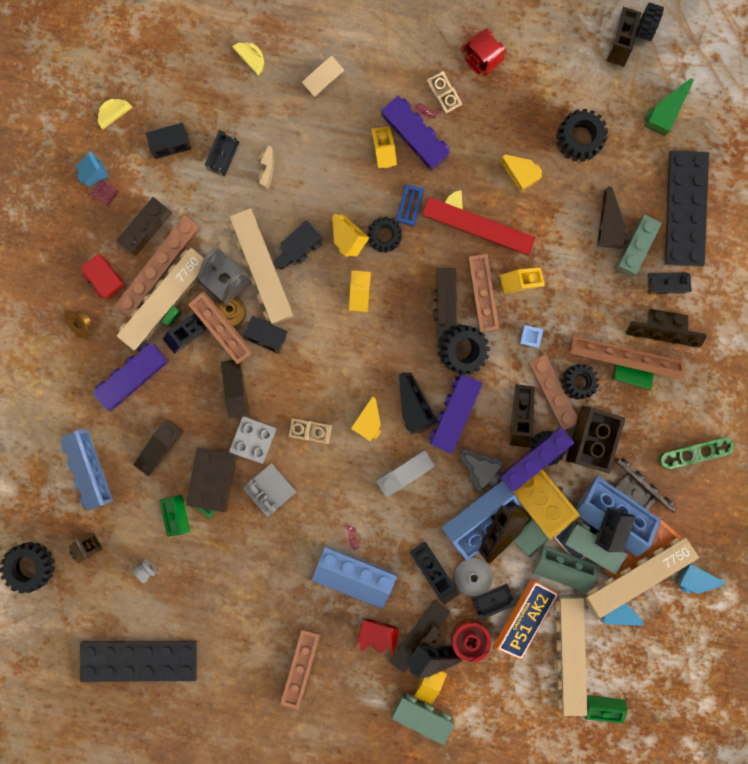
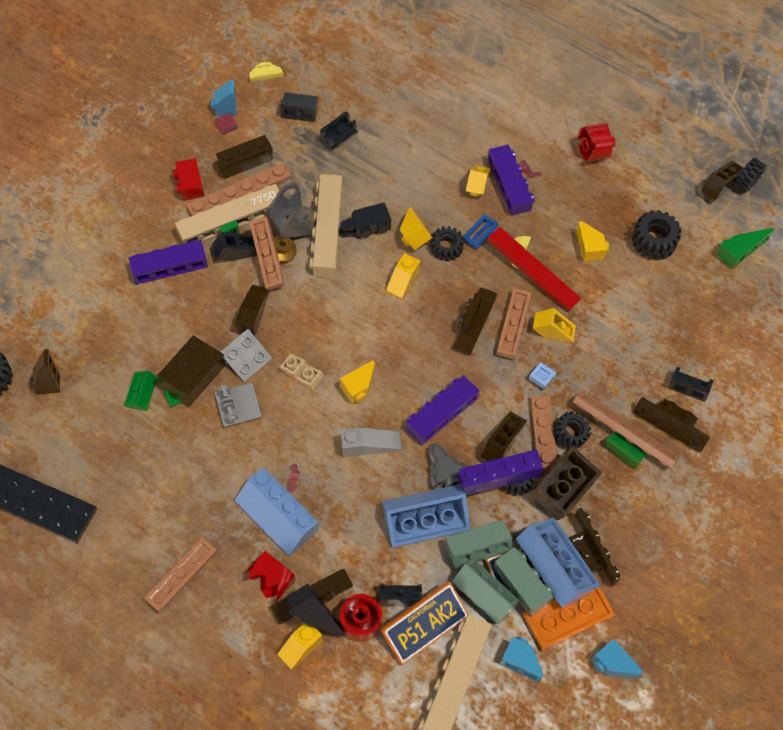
camera: 20 degrees right, 25 degrees down
(78, 323) = (147, 203): pearl gold piece -> none
(86, 469) = (86, 316): medium blue slope -> none
(144, 570) = (86, 422): light grey wheel -> none
(158, 447) = (160, 325): dark brown slope -> none
(251, 55) = (399, 77): light yellow tile -> none
(265, 334) = (302, 277): black hinge -> none
(267, 162) = (367, 161): tan slope -> none
(323, 76) = (452, 110): tan slope -> none
(414, 405) = (407, 388): black slope -> none
(423, 718) = (276, 675): sand green brick -> none
(434, 573) = (355, 543): black slope -> none
(443, 92) = (549, 161): tan slope -> none
(471, 567) = (391, 574): light grey dish -> none
(476, 356) = (484, 345): black tyre -> none
(503, 531) = (441, 525): dark brown slope -> none
(546, 504) = (492, 518): yellow tile -> none
(611, 225) = (655, 316): dark brown slope -> none
(614, 530) = (549, 561): black hinge -> none
(638, 245) = (673, 340): sand green brick -> none
(641, 578) = (557, 627): tan brick -> none
(686, 208) = (731, 332): black plate -> none
(696, 453) = (660, 547): green beam -> none

